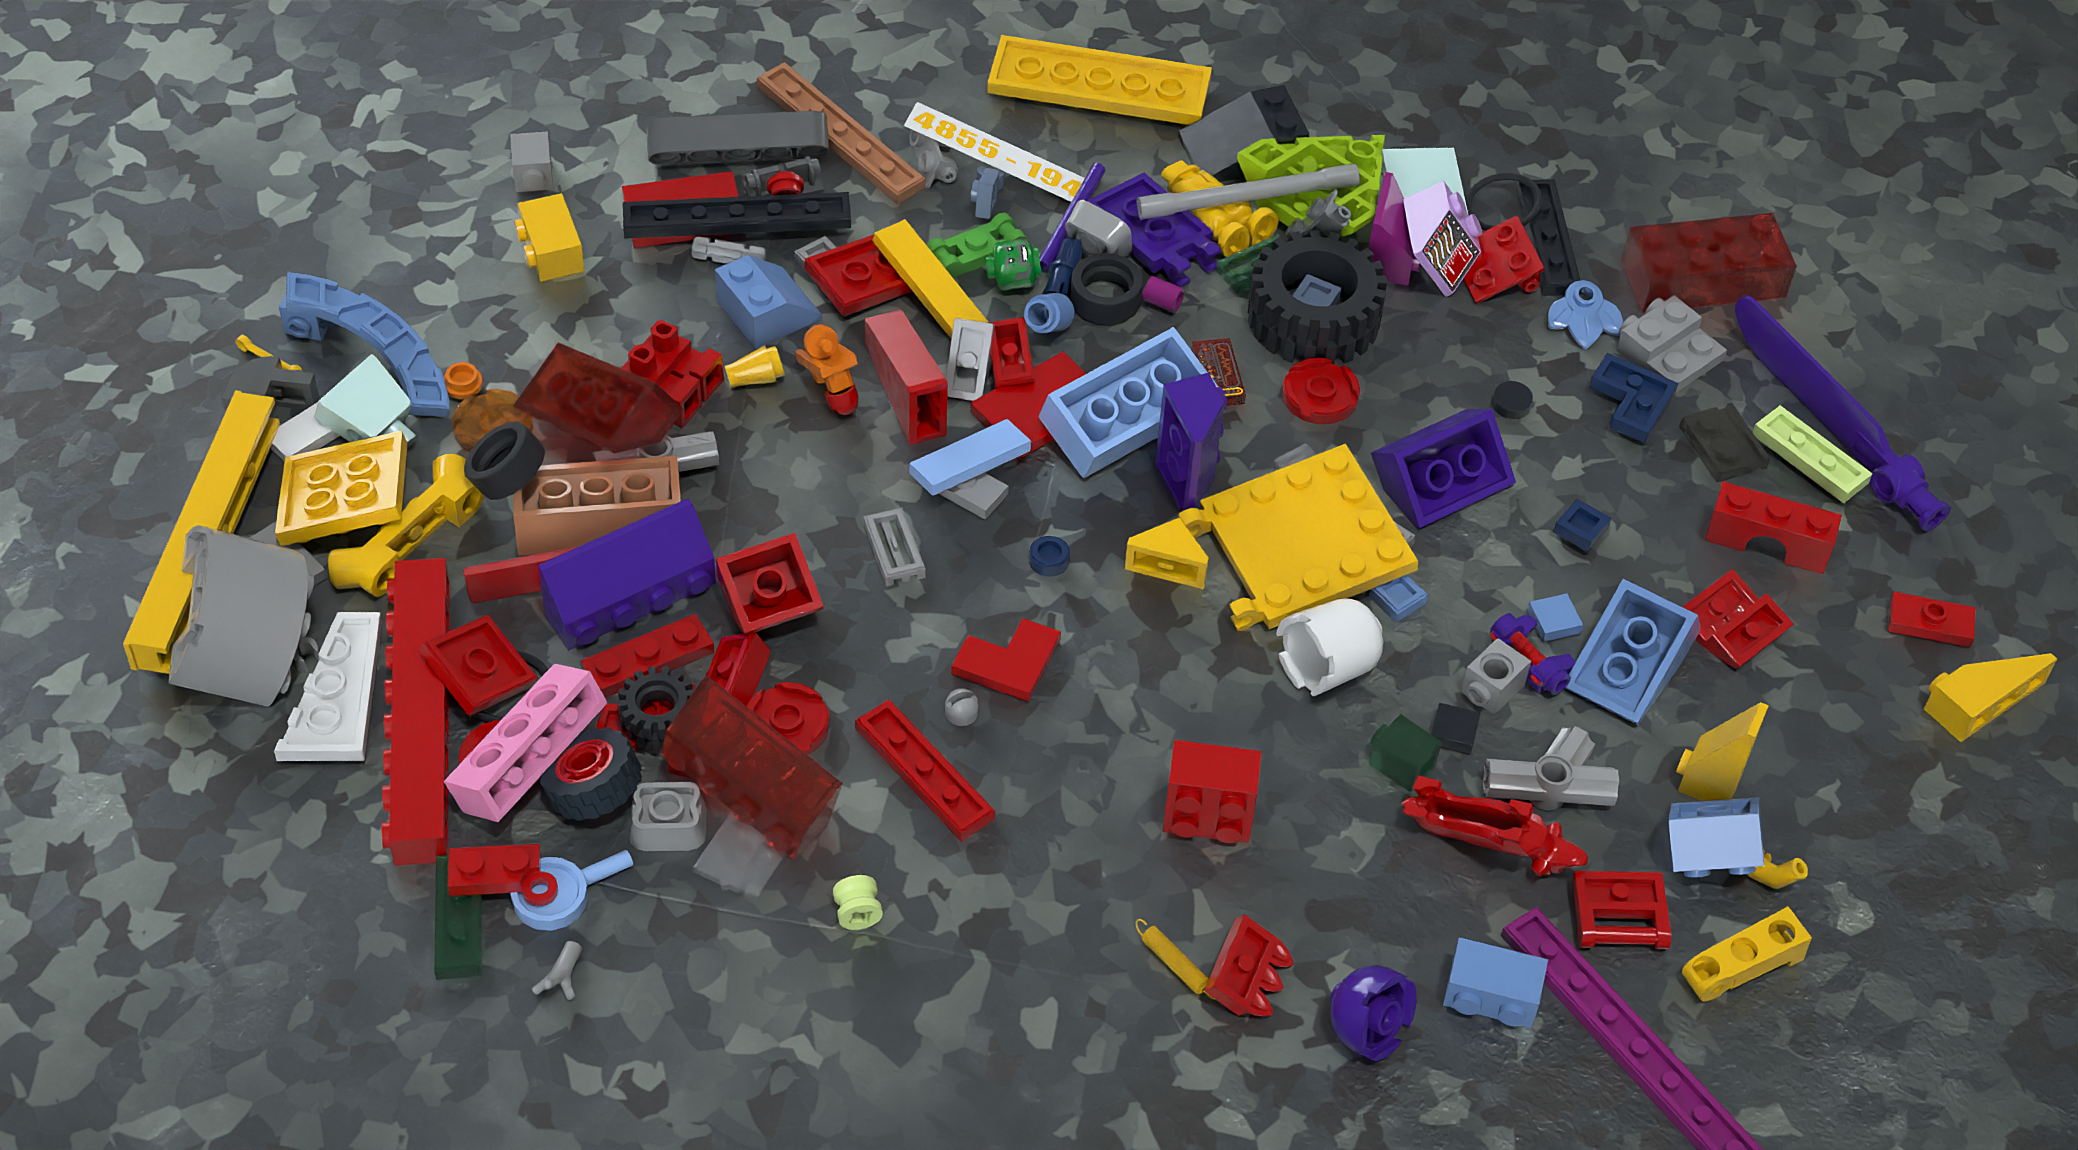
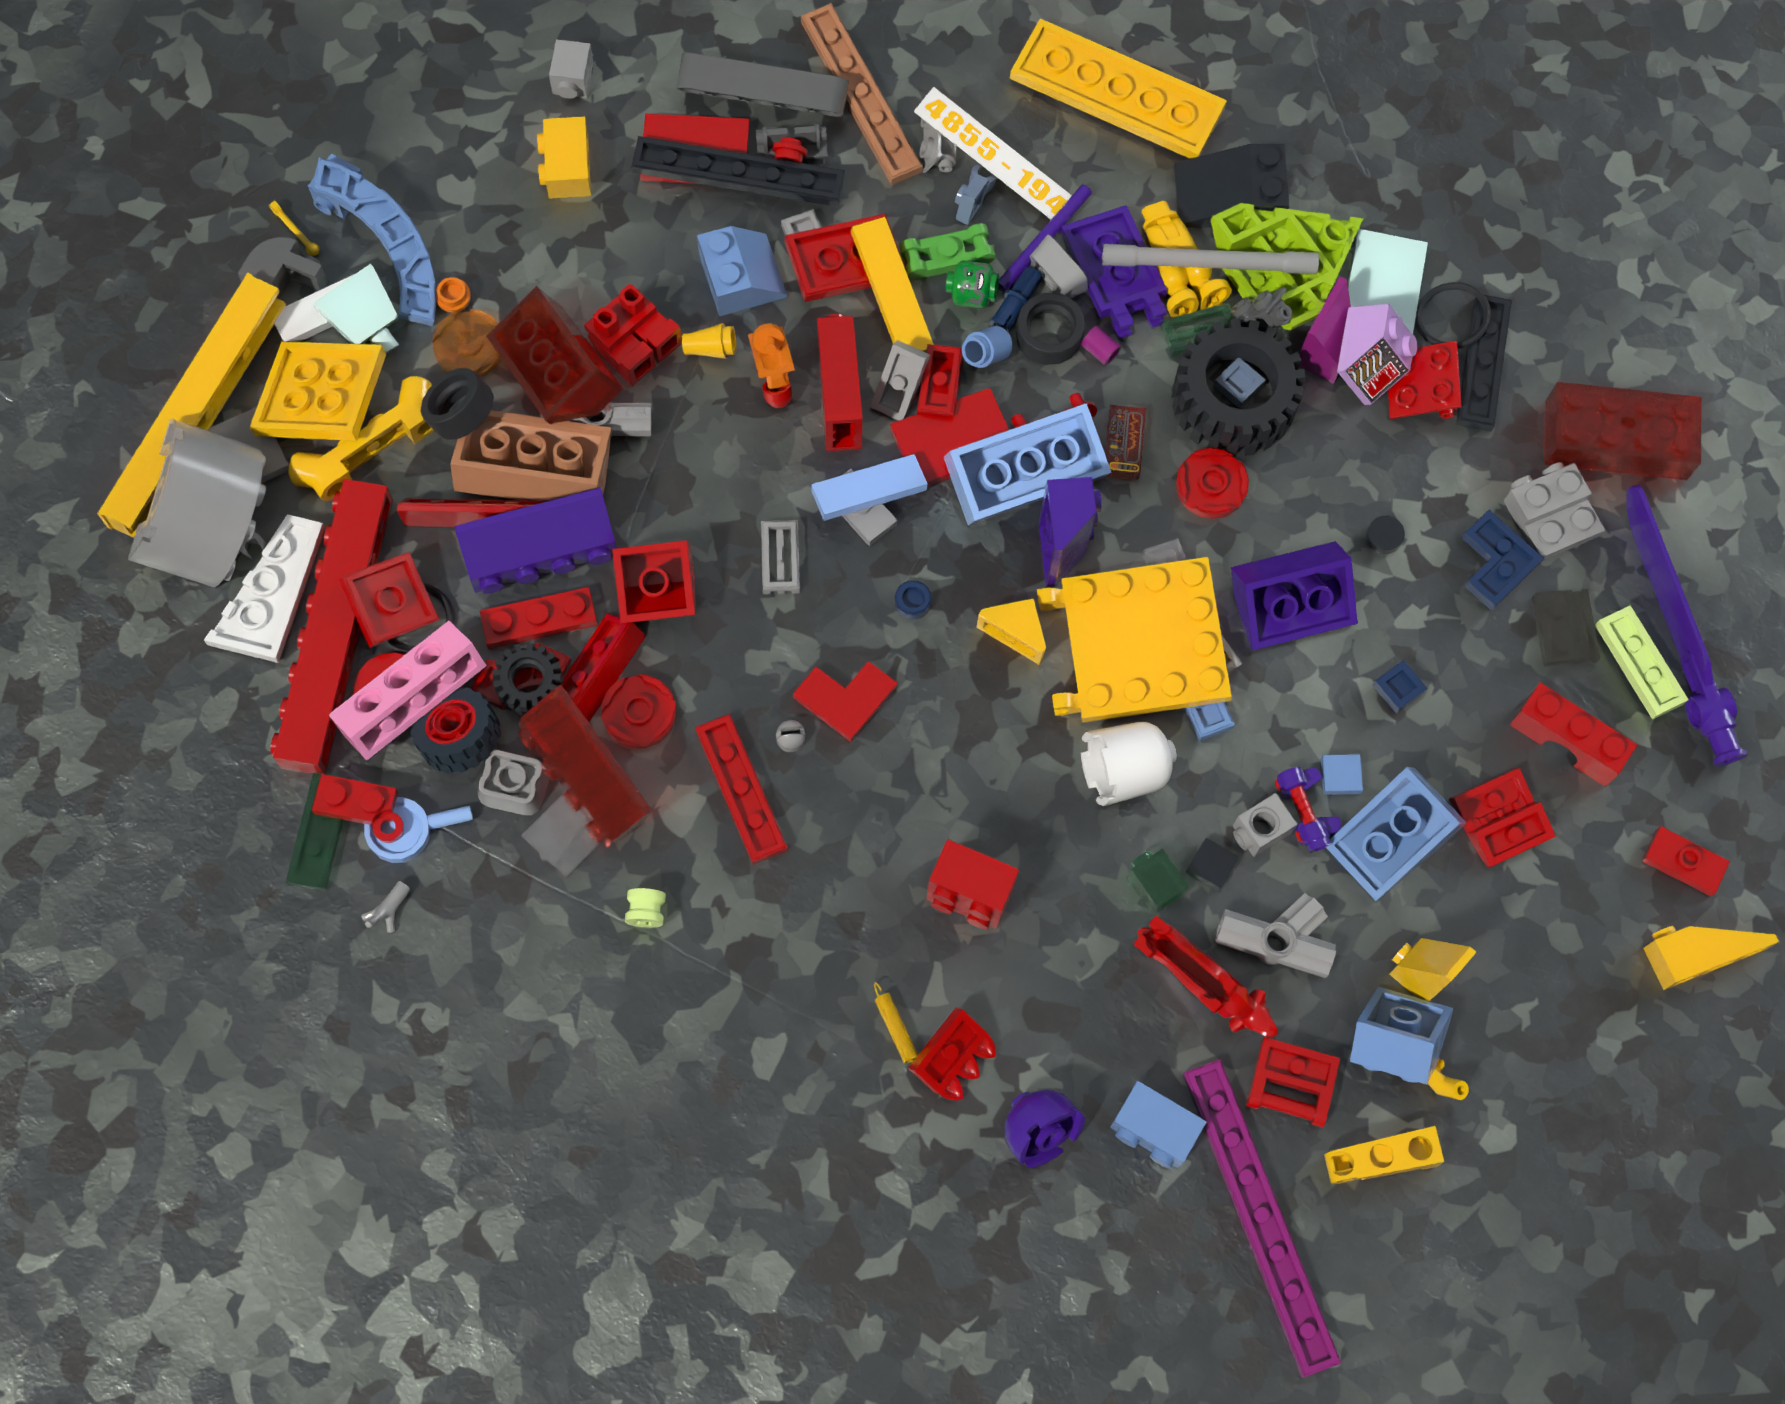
camera: 15 degrees right, 20 degrees up
(724, 251) = (722, 207): light grey axle -> none
(1585, 317) = (1484, 462): medium blue plate -> none

